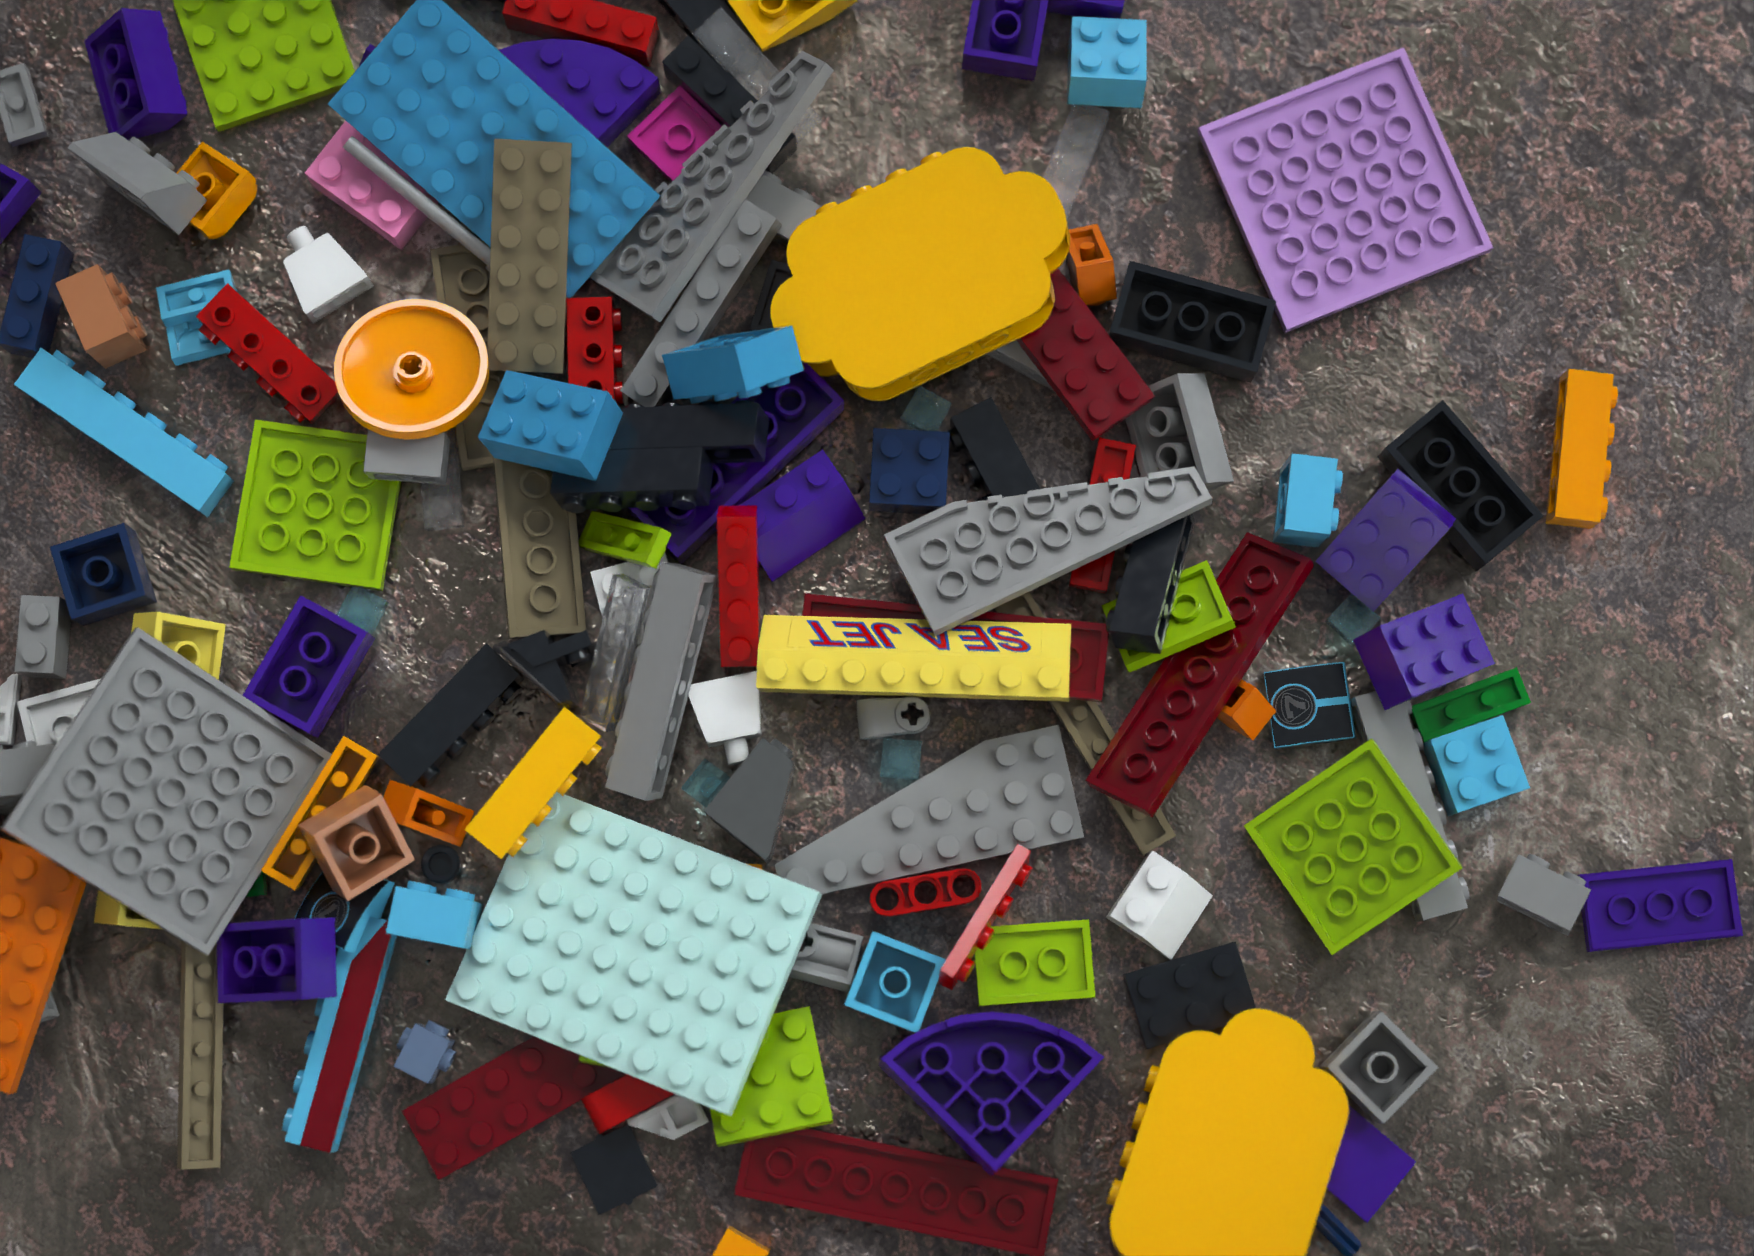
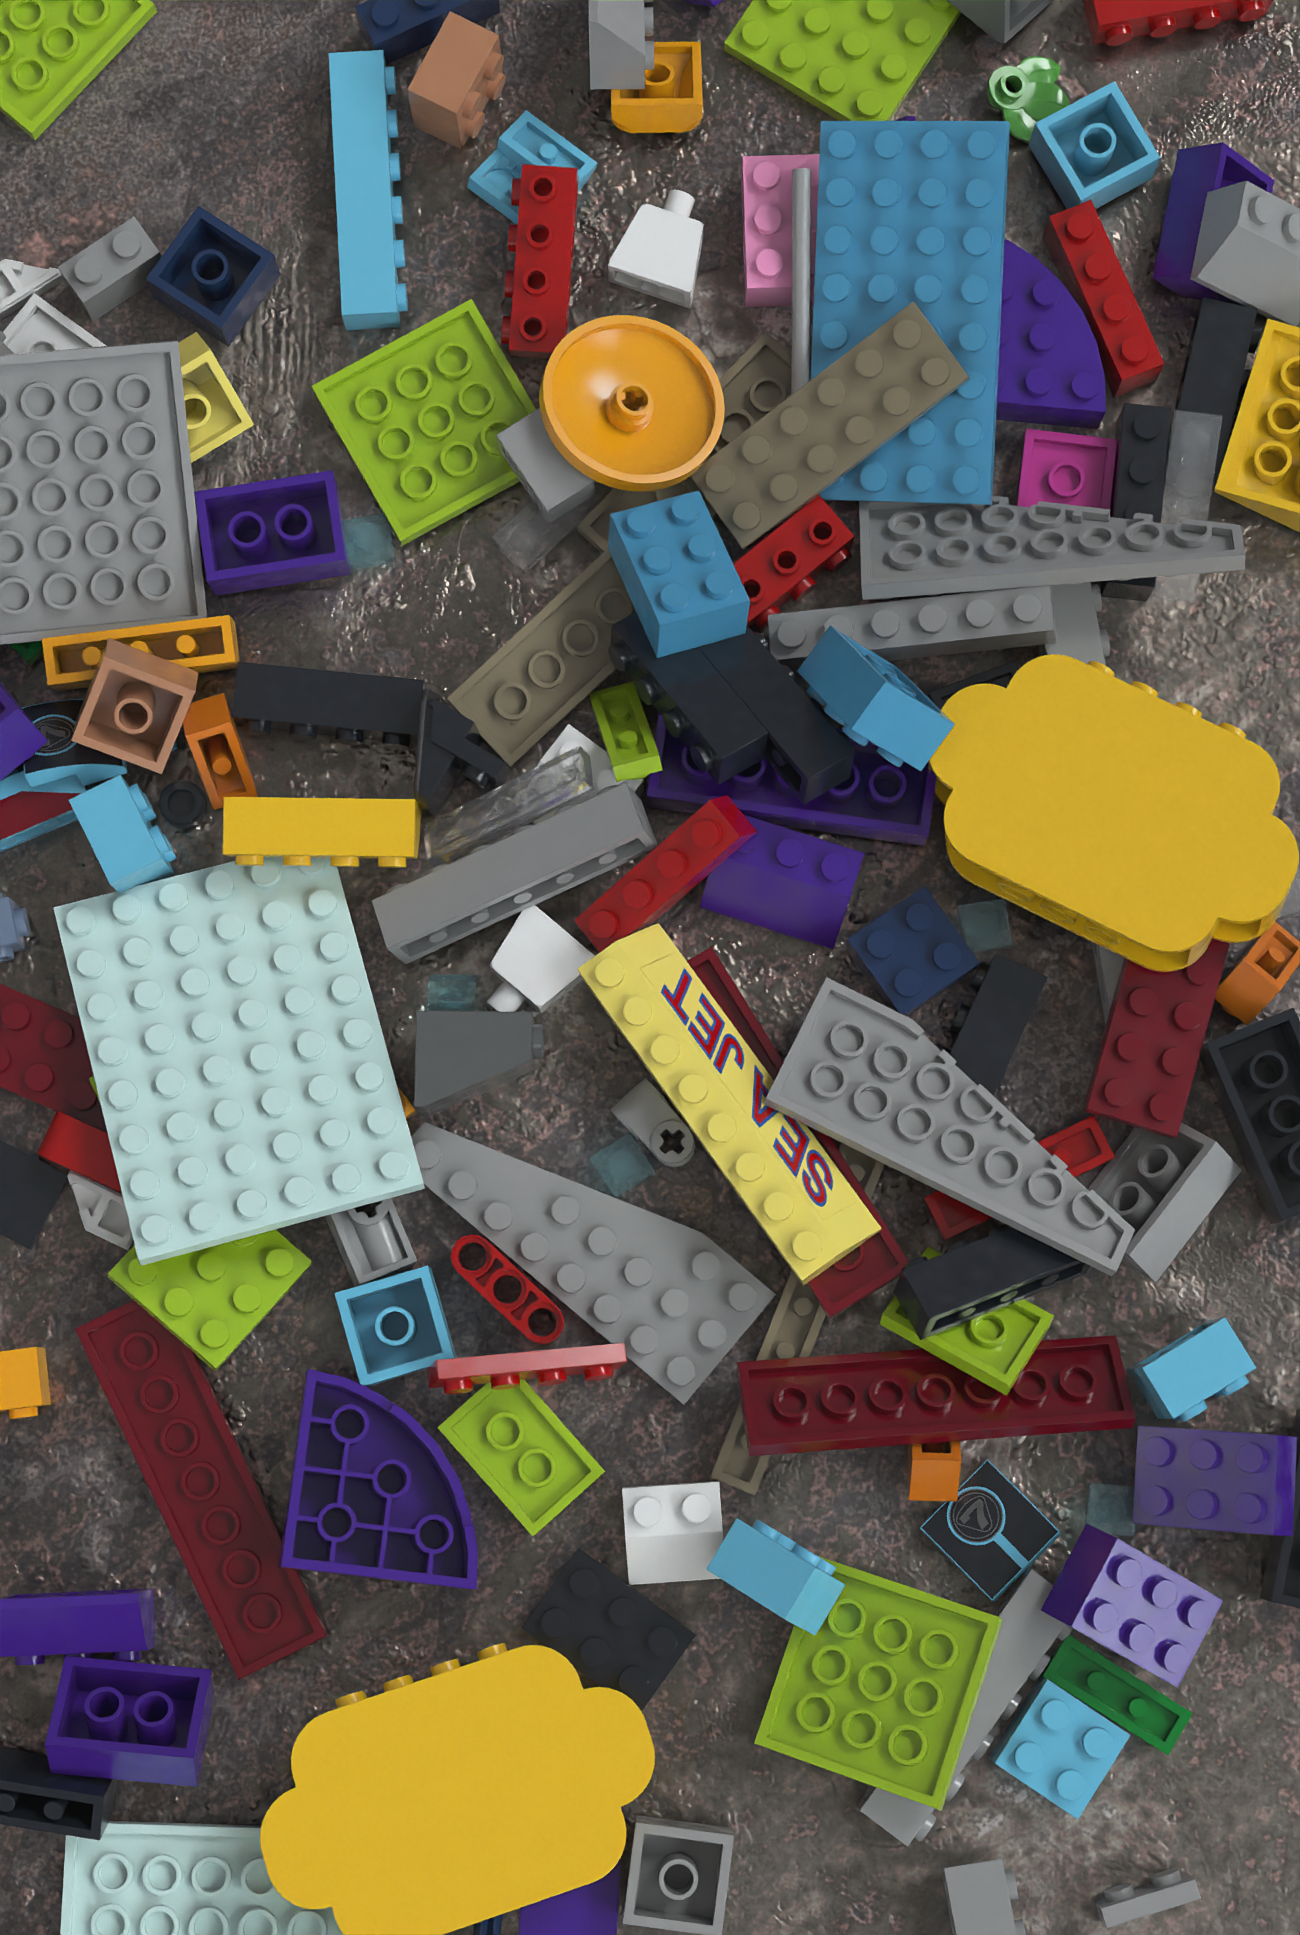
camera: 55 degrees right, 0 degrees up
(1233, 861) = (777, 1574): none -> medium azure brick
(1612, 770) = (1165, 1892): none -> light grey plate

